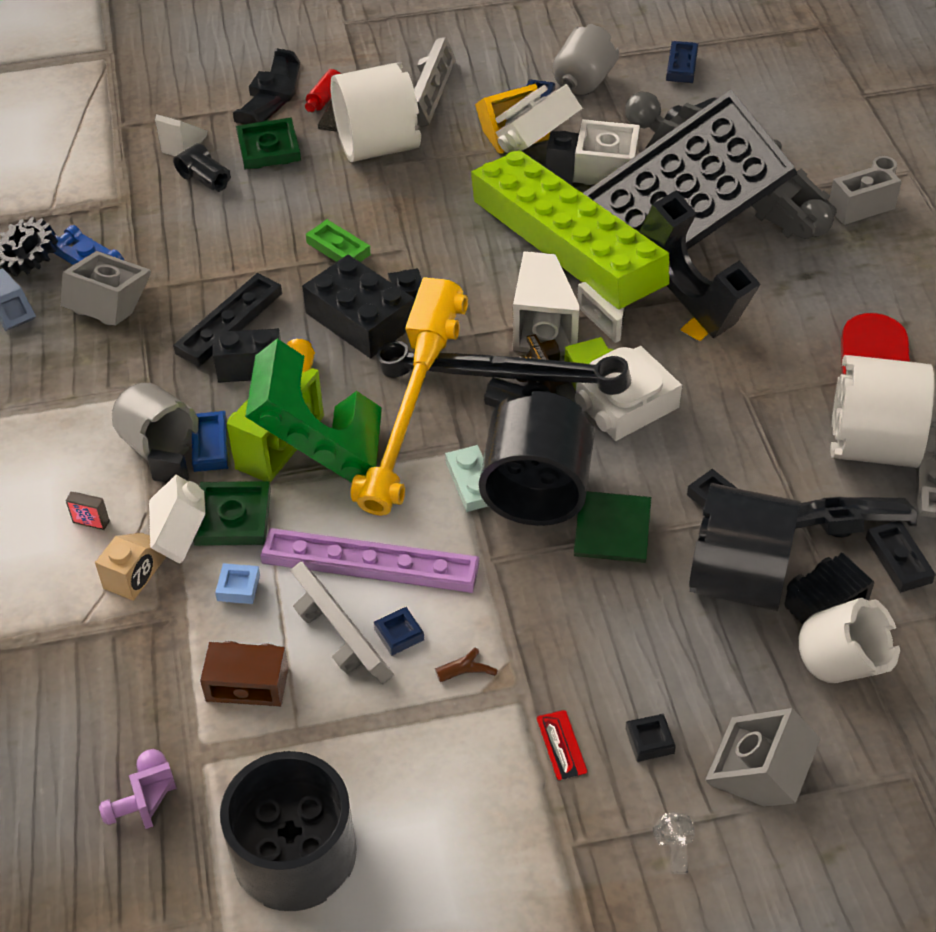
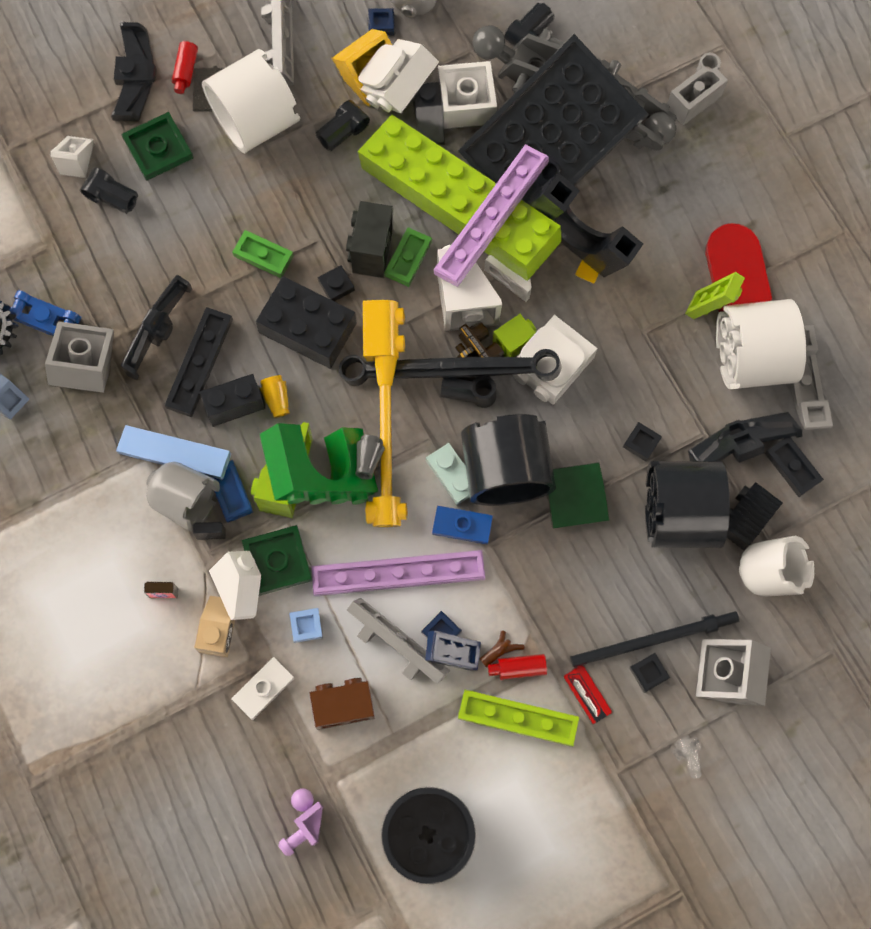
camera: 20 degrees left, 25 degrees up
(159, 638) = (263, 688): none -> white plate
(195, 277) = (155, 325): none -> black plate
(201, 399) = (166, 449): none -> light blue tile
(377, 420) = (368, 455): none -> dark grey cone
(403, 645) = (452, 651): none -> plate
(457, 243) = (370, 239): none -> pearl dark grey brick
(461, 743) = (518, 718): none -> lime plate
(465, 529) = (462, 525): none -> blue plate
(468, 158) = (347, 121): none -> black piece
(481, 688) = (519, 667): none -> red cylinder
(493, 275) = (408, 257): none -> bright green plate
(588, 231) = (491, 215): none -> lavender tile
(744, 700) = (707, 624): none -> black bar
(848, 343) = (715, 295): none -> lime plate

